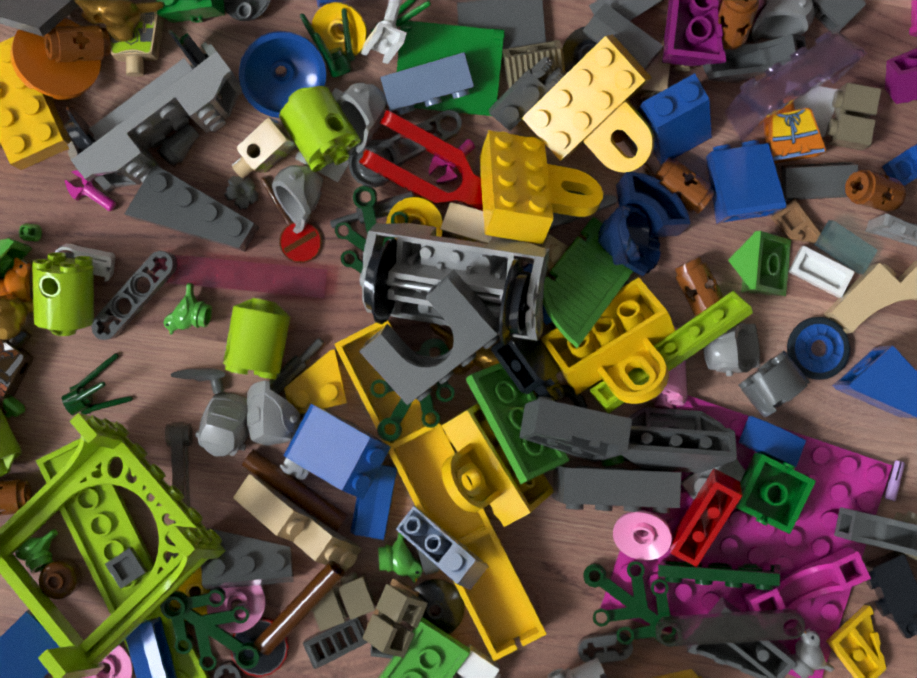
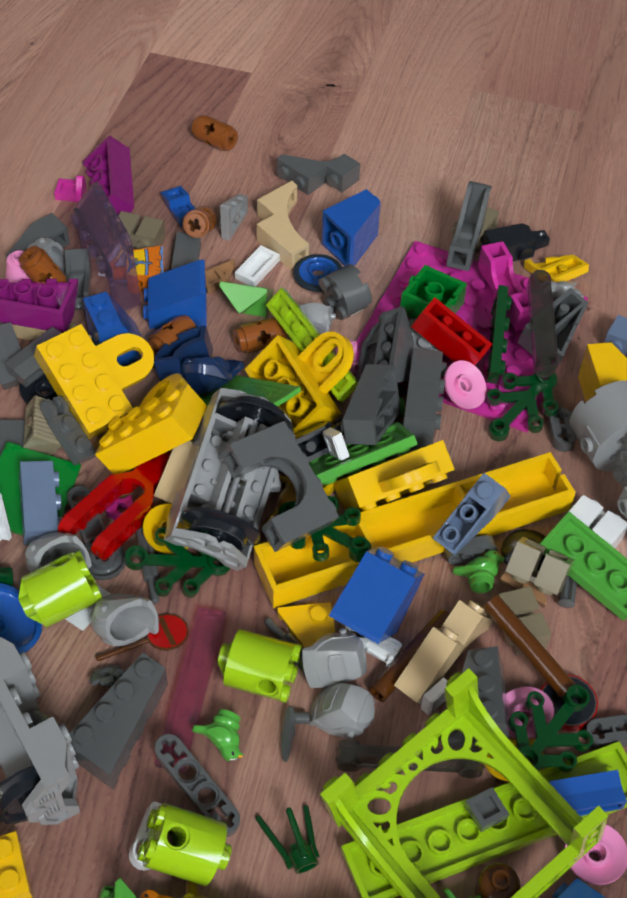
camera: 85 degrees left, 35 degrees down
(90, 191) = (73, 829): dark pink bar -> none
(246, 517) = (434, 697): none -> white tile
(271, 141) = (68, 641): tan torso -> none
(329, 656) = (579, 646): dark grey slope -> none
(372, 512) = (438, 591): blue piece -> none
(516, 392) = (335, 443): none -> white tile
(772, 441) = (388, 298): blue slope -> none
(845, 247) = (240, 248): clear light blue tile -> none
(893, 485) = (435, 242): lavender pin -> none

